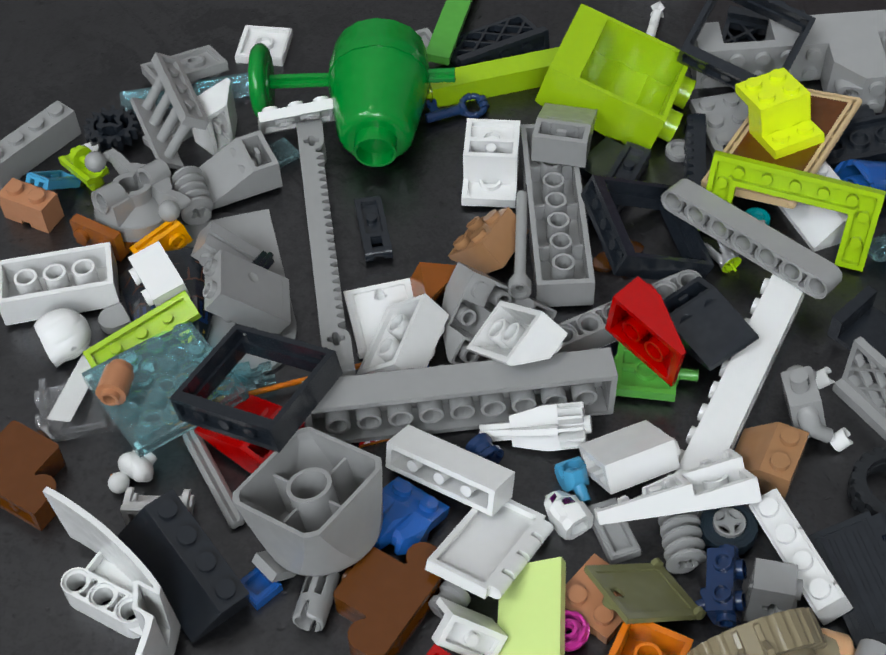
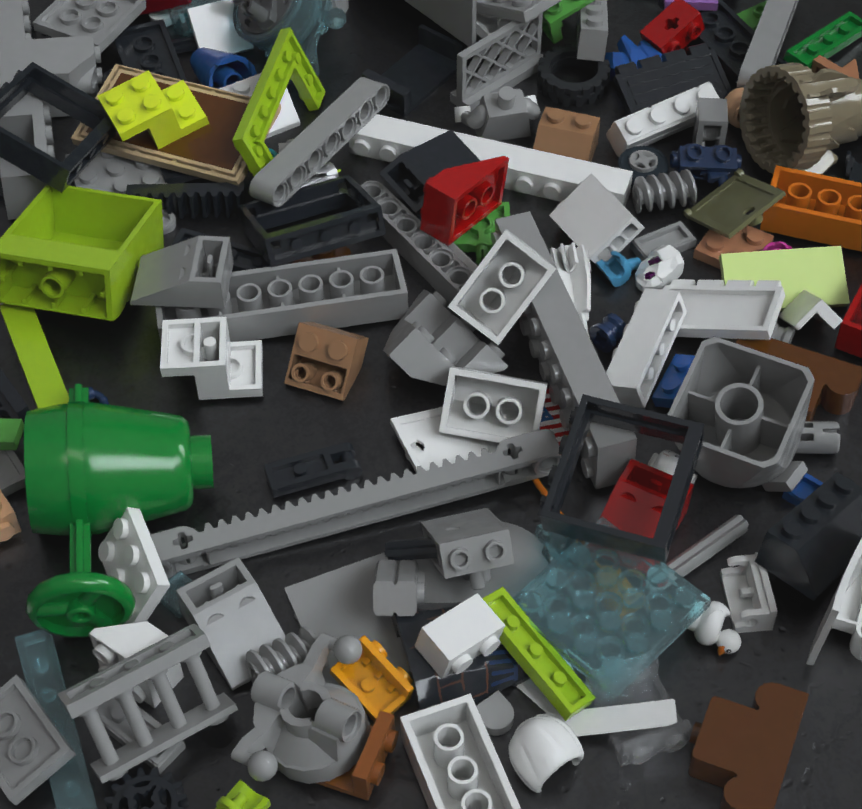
camera: 100 degrees left, 0 degrees up
(115, 382) = (640, 627): nougat brick -> none
(431, 279) = (407, 393): dark orange slope -> none
(519, 284) = (406, 306): light grey piece -> none
(698, 489) = (629, 162): white wedge -> none

